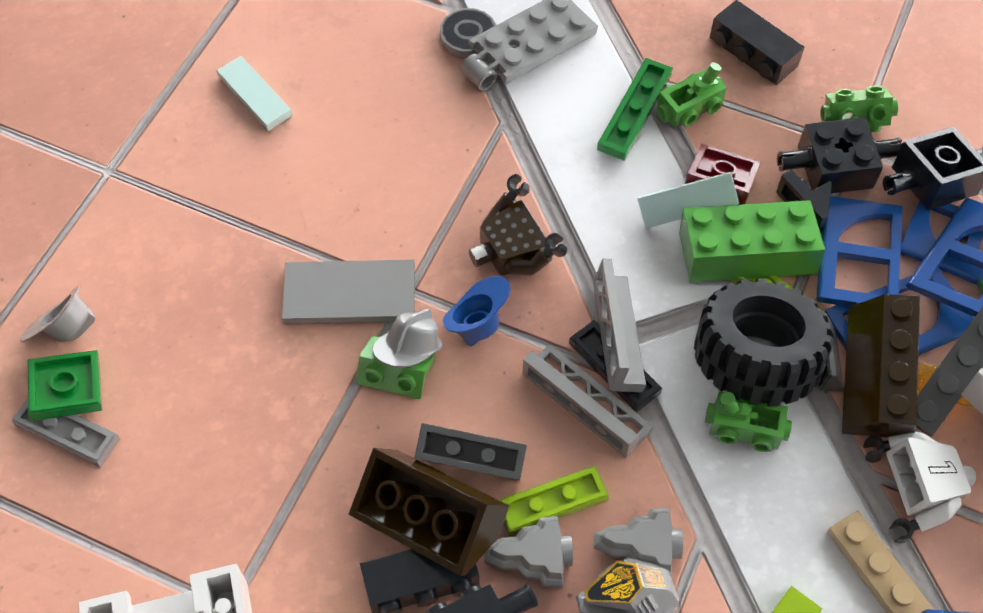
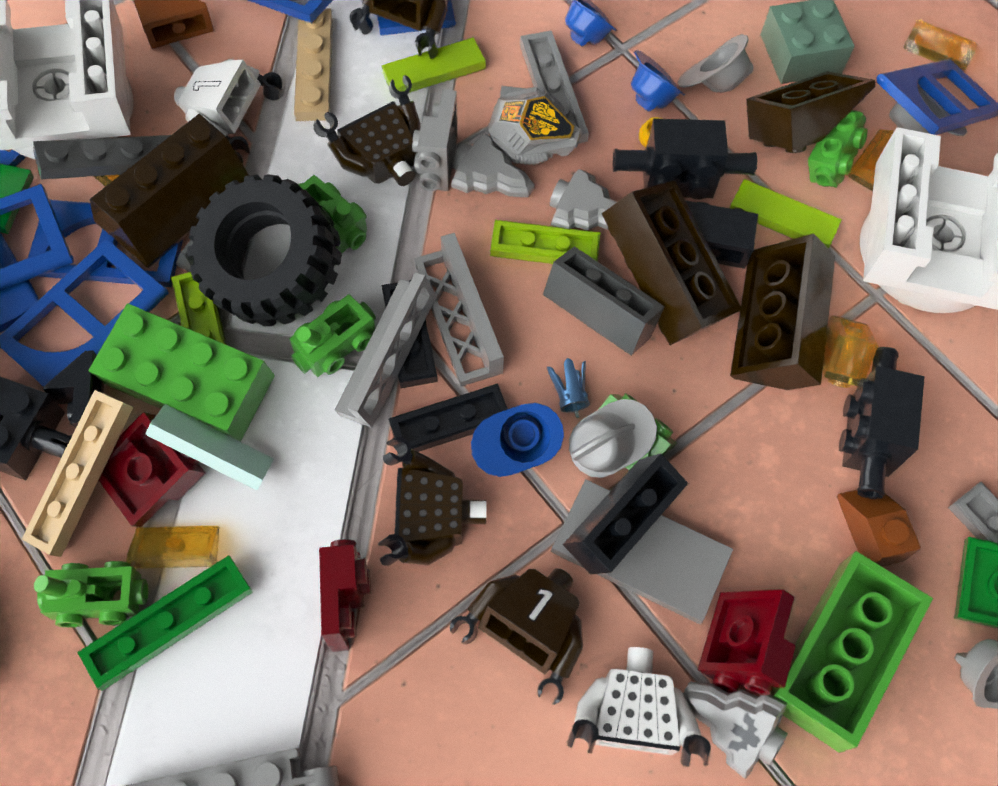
camera: 155 degrees left, 5 degrees up
(174, 281) = (851, 651): none -> bright green brick
(176, 383) = (879, 528): none -> dark orange slope
(195, 454) = (881, 422): none -> black brick
(239, 210) = (739, 723): none -> light grey rock
(241, 523) = (848, 351): none -> clear yellow slope
(248, 246) = (749, 642): none -> dark red plate
(308, 187) = (638, 713): none -> white torso
(308, 530) = (784, 314): none -> dark brown slope
(369, 284) = (625, 514): none -> black brick
(403, 204) = (532, 619): none -> dark brown torso
(455, 369) = (574, 396): none -> flat silver piece
(537, 155) = (342, 587): none -> dark red plate
(539, 316) = (447, 419): none -> black tile
(665, 148) = (174, 547): none -> clear yellow slope
(668, 317) = (324, 344): none -> bright green brick
(697, 514) = (437, 144): none -> light grey plate
(759, 512) = (378, 142): none -> dark brown torso
(760, 149) = (77, 474): none -> tan plate

